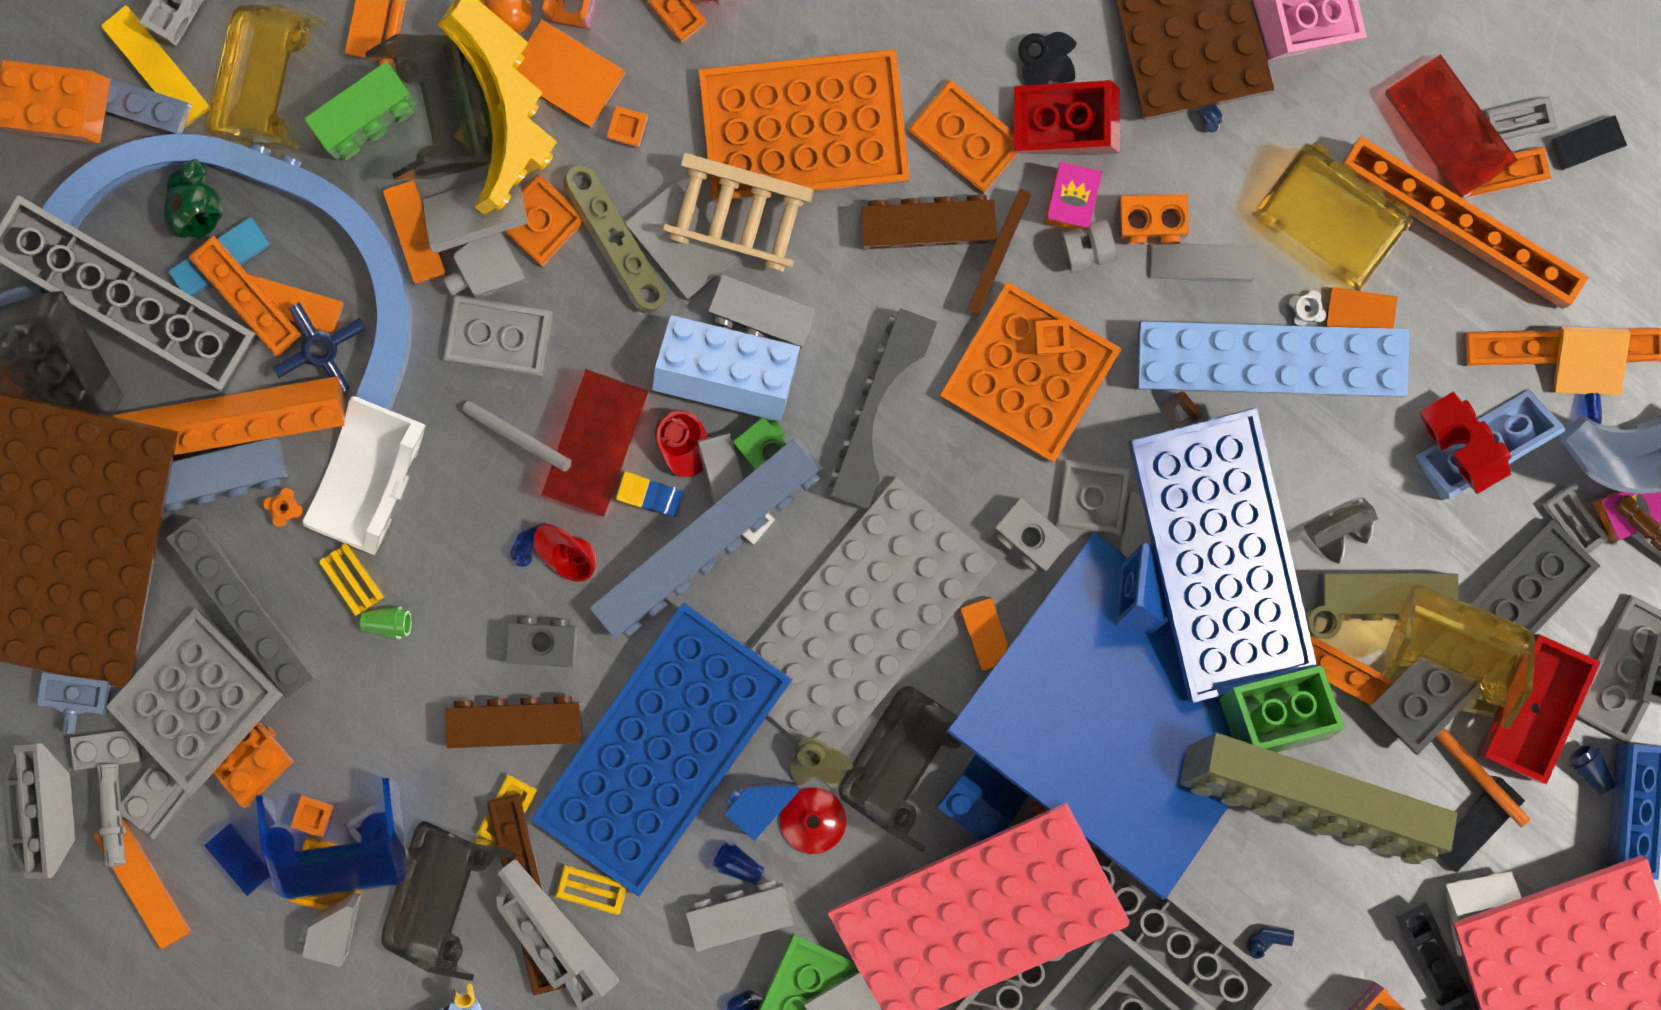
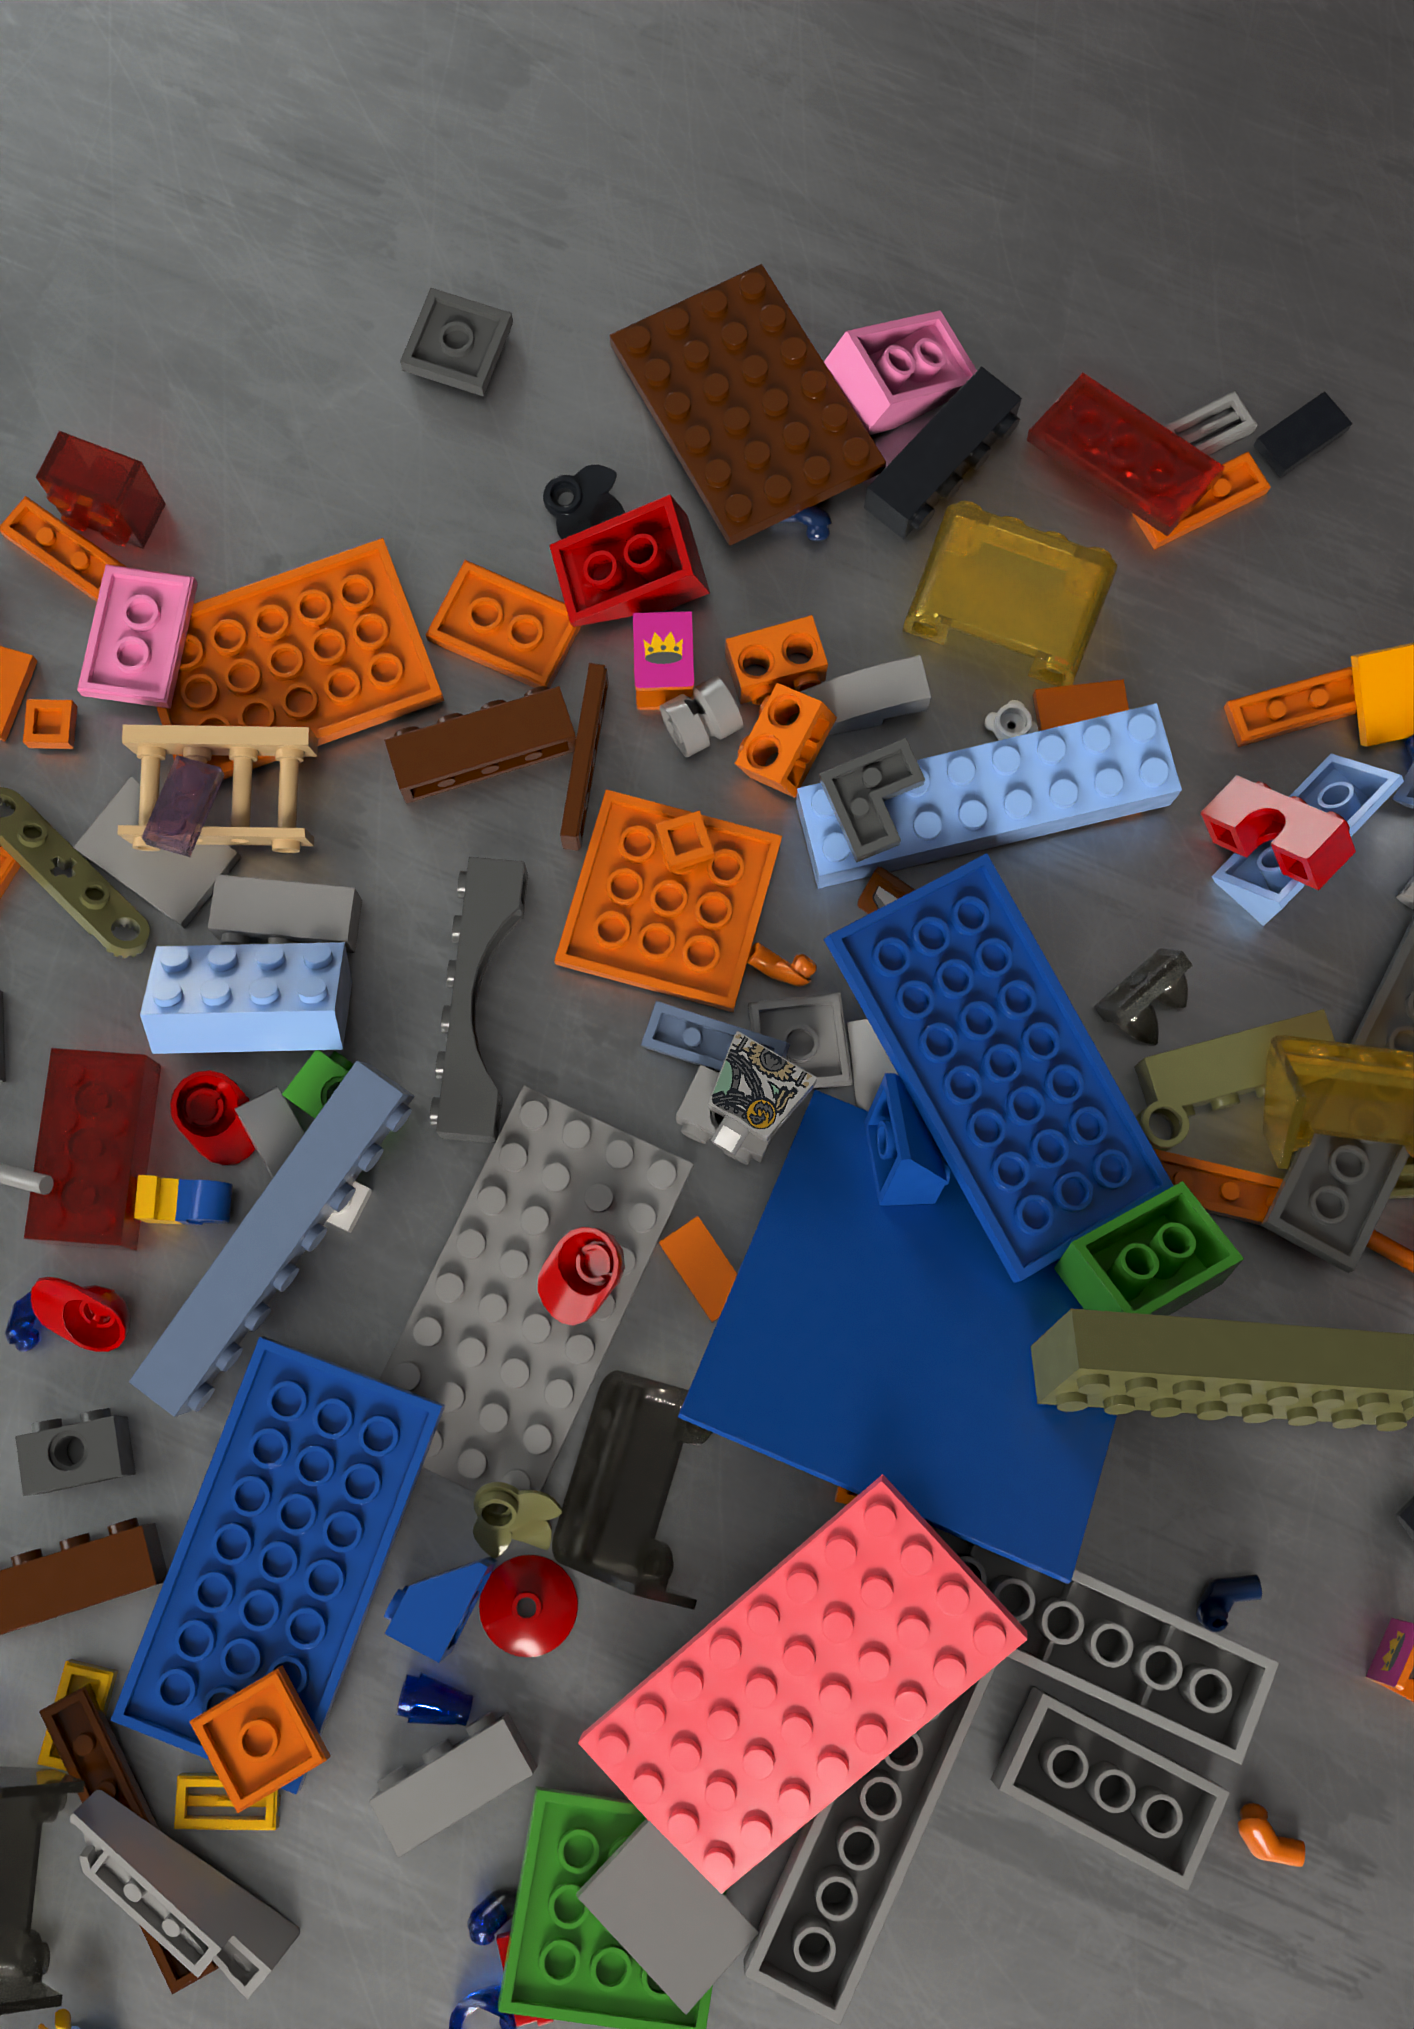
camera: 20 degrees left, 10 degrees down
(624, 856) = (260, 1739): none -> orange tile
(704, 80) = (137, 636): none -> bright pink tile
(713, 223) = (183, 806): none -> clear purple plate
(903, 618) = (580, 1274): none -> red cap
(982, 800) = (762, 1507): blue slope -> none
(1034, 484) = (698, 1037): none -> sand blue plate
(1052, 529) = (755, 1093): none -> torso
(1093, 441) = (777, 968): none -> orange arm
(1149, 287) = (795, 743): none -> orange brick
(1180, 341) = (859, 792): none -> dark grey plate
(1318, 90) = (943, 453): none -> black brick
(1467, 225) = (1200, 565): orange brick -> none

